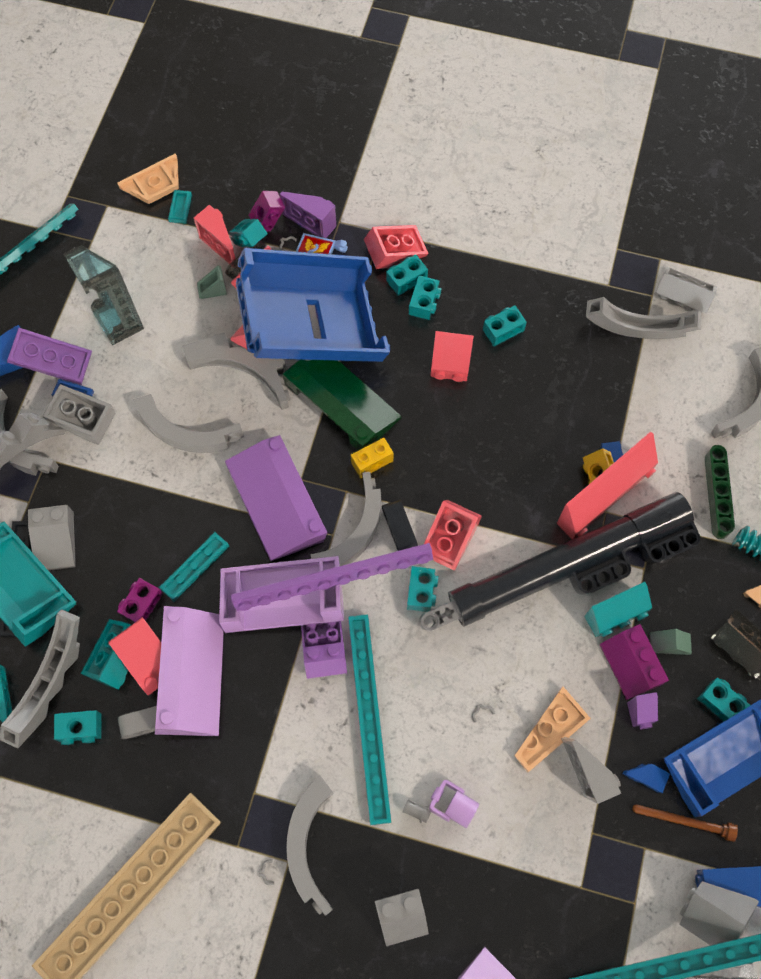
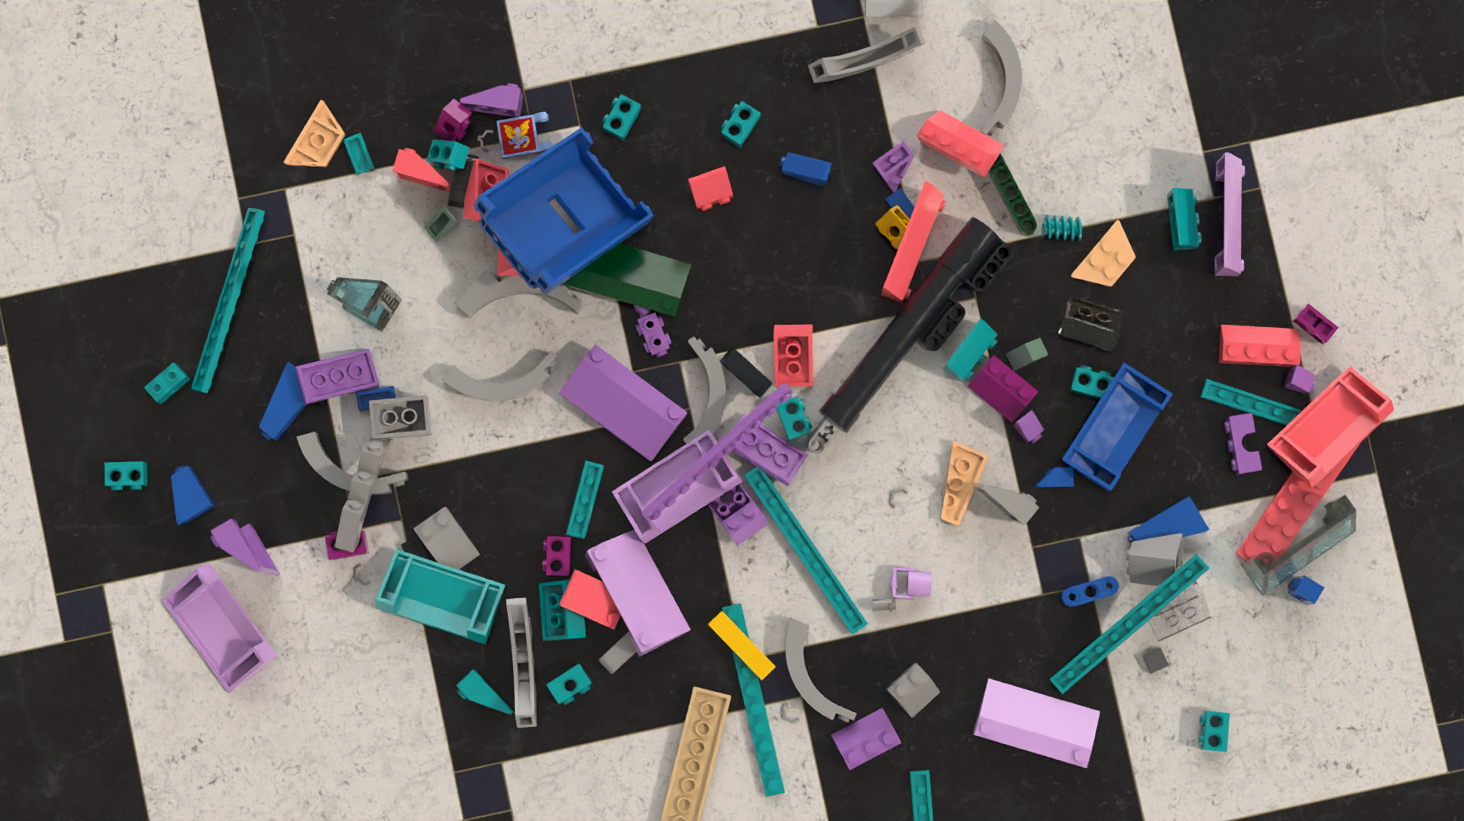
camera: 25 degrees left, 15 degrees up
(239, 843) = (756, 713): none -> teal plate
(257, 777) = (741, 645): none -> yellow tile
(328, 943) = (866, 738): none -> medium lavender slope
(336, 453) = (653, 333): none -> medium lavender brick
(372, 457) = (687, 320): yellow brick -> none
(383, 608) = (771, 453): none -> medium lavender tile
(393, 244) = (594, 91): coral slope -> none
(423, 297) = (647, 134): teal brick -> none
(544, 385) = (806, 168): none -> blue slope
(623, 419) = (894, 165): none -> medium lavender wing
(644, 911) = (1099, 587): none -> blue piece
(692, 427) = (960, 143): none -> coral slope
(728, 831) = (1137, 490): dark orange piece -> none

